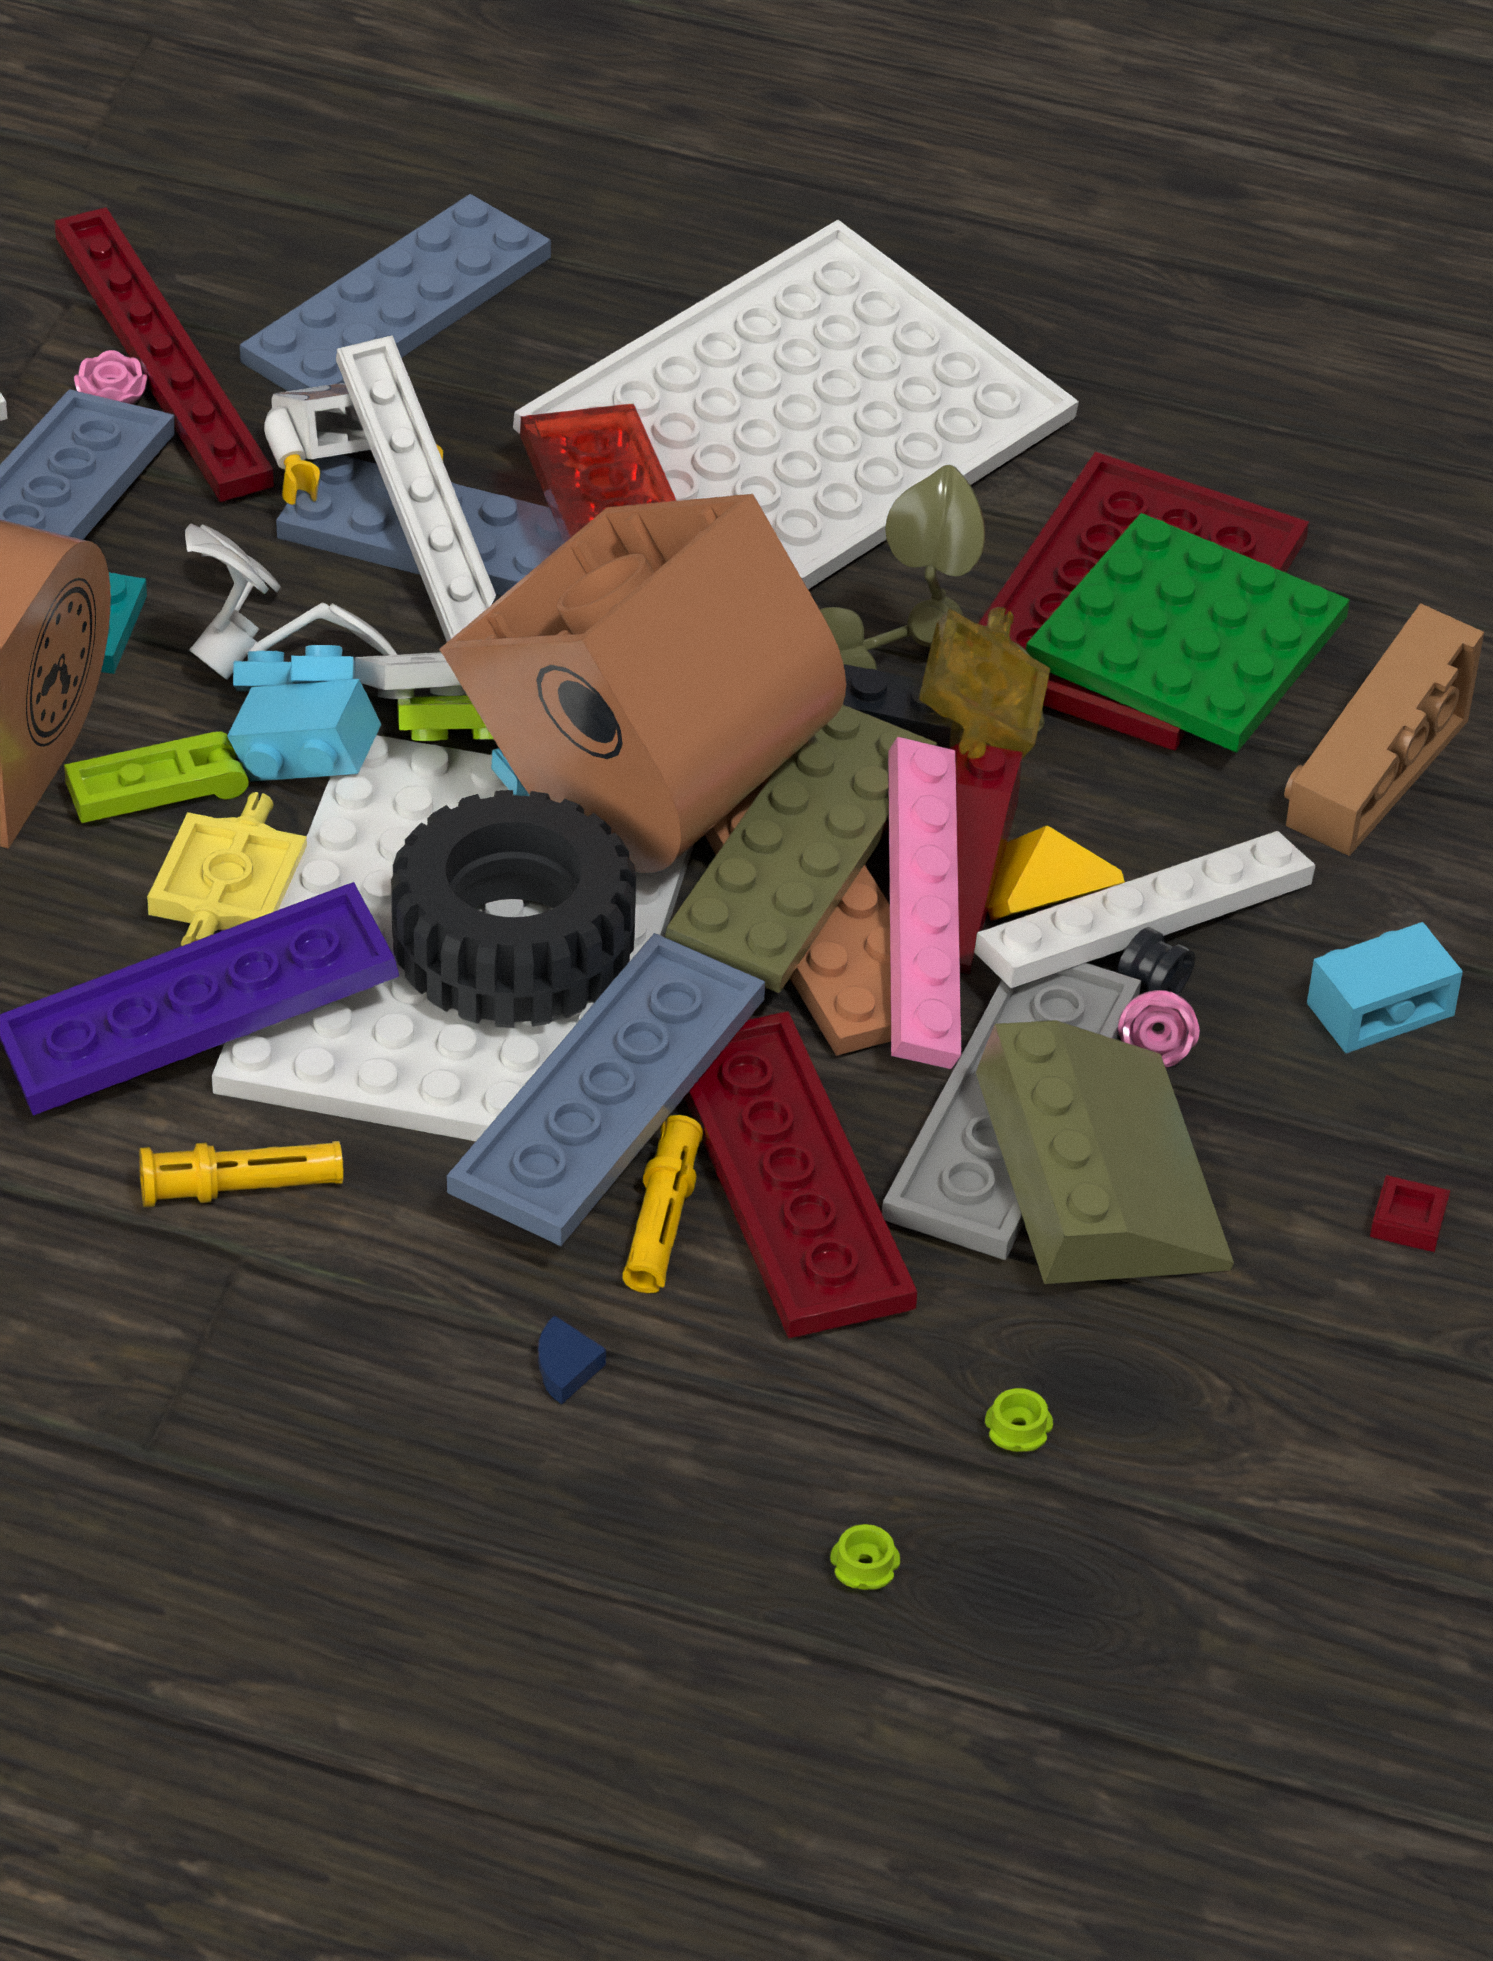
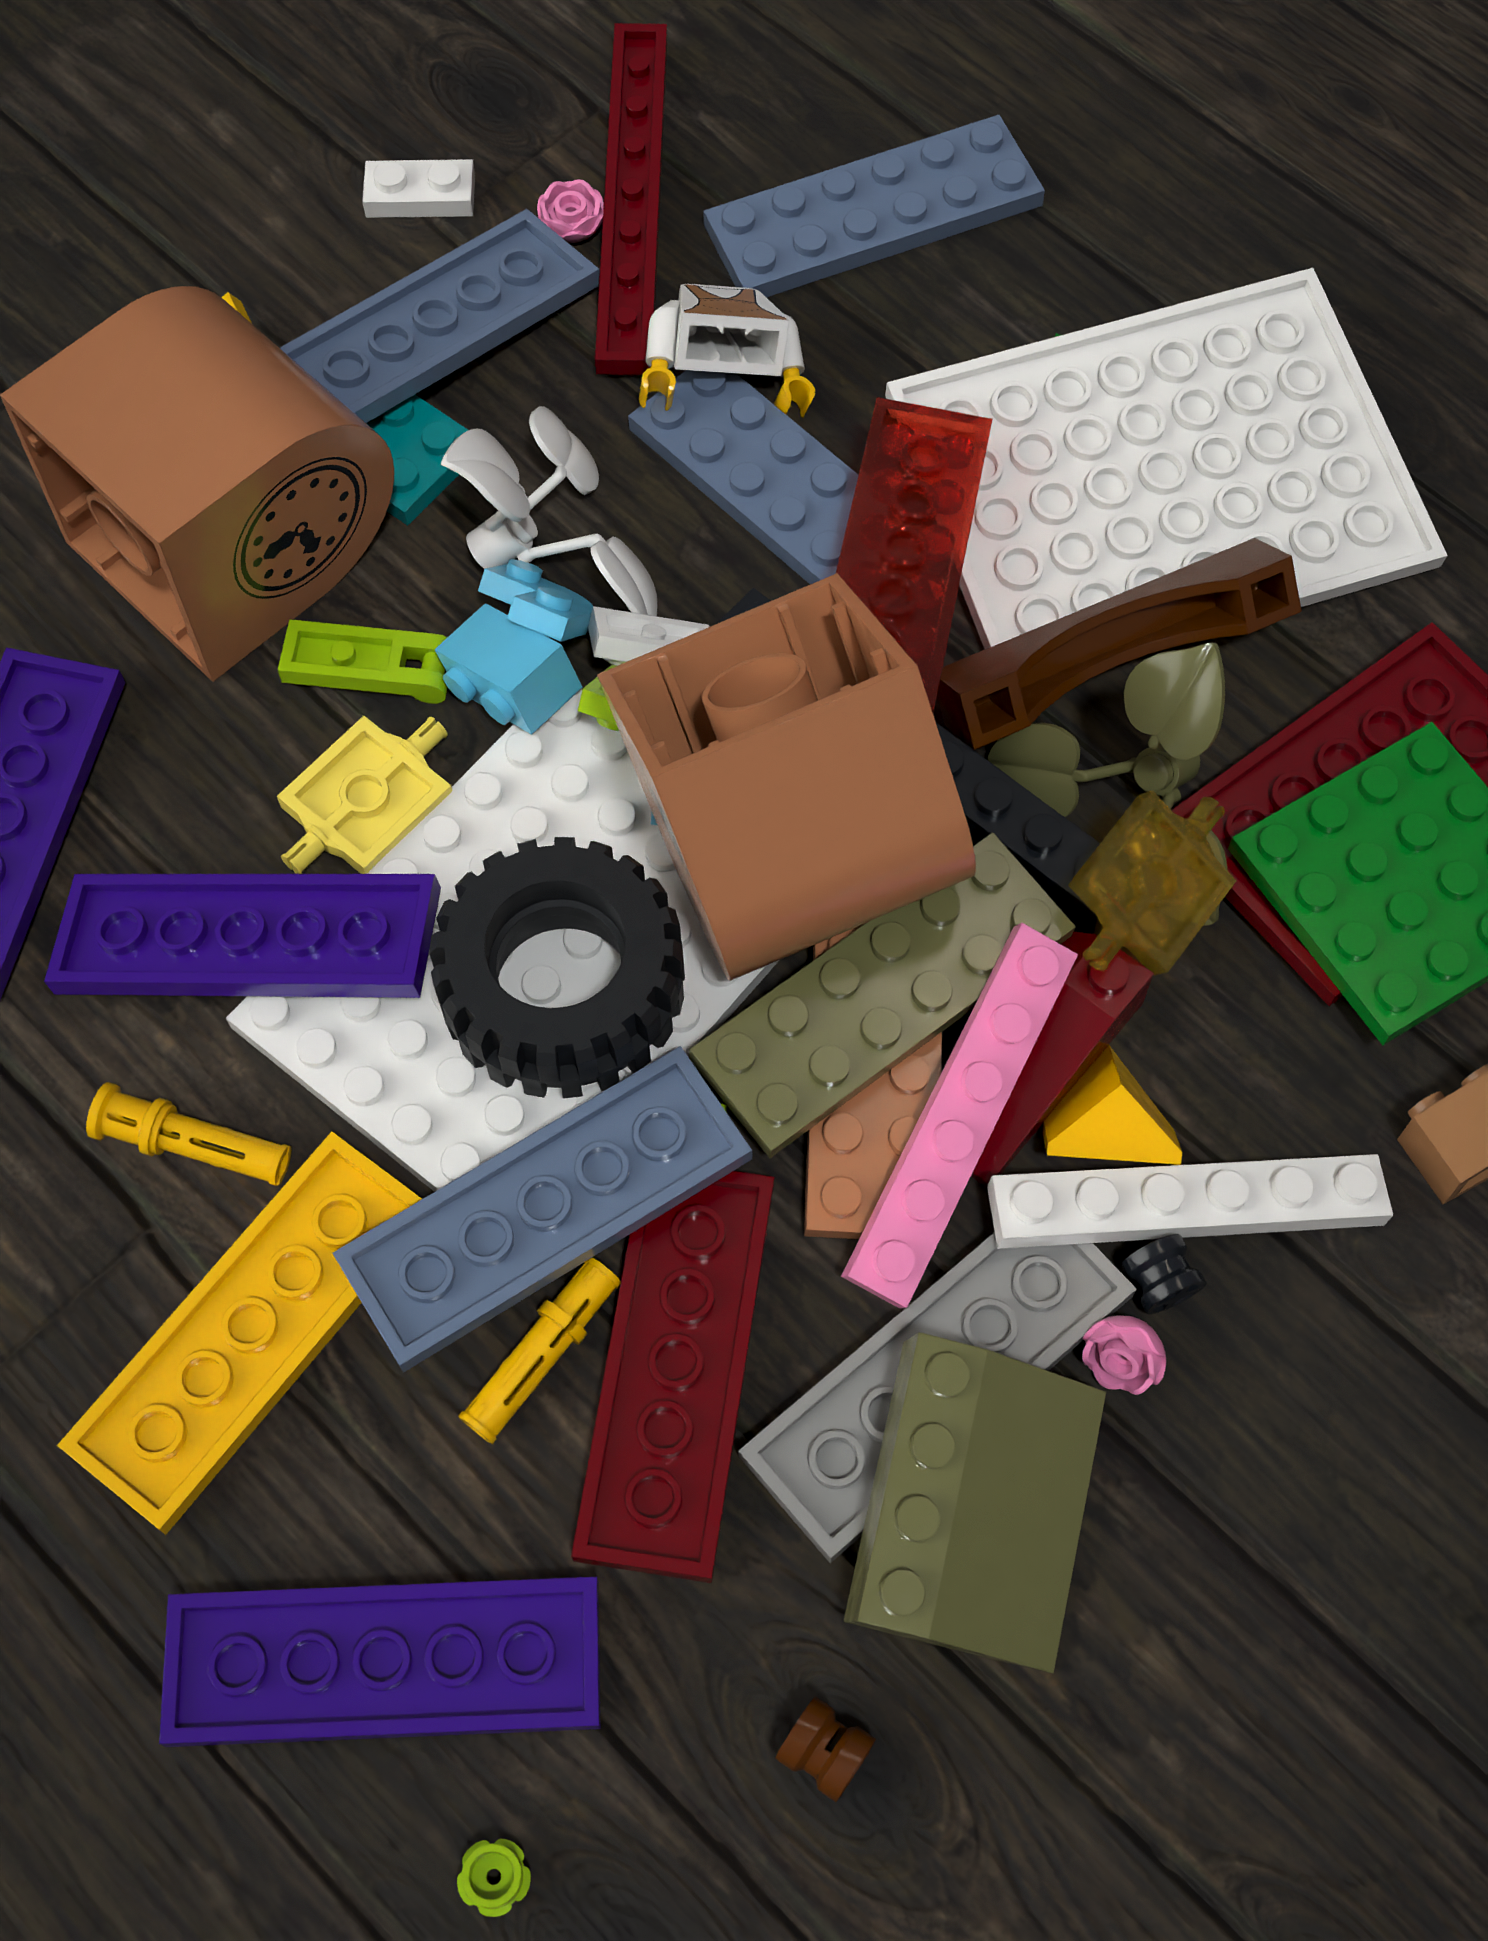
camera: 30 degrees right, 20 degrees up
(387, 1291) = (236, 1339): none -> yellow plate
(417, 482) = (751, 437): white tile -> none
(567, 1359) = (355, 1489): dark blue tile -> none
(670, 1456) = (381, 1662): none -> dark purple plate
(859, 507) = (1209, 599): none -> reddish brown arch
(1019, 1420) = (752, 1783): lime plate -> none
(1084, 1367) = (808, 1746): none -> reddish brown wheel
(1384, 987) = (1384, 1400): medium azure brick -> none
(1410, 1213) = (1267, 1694): dark red tile -> none

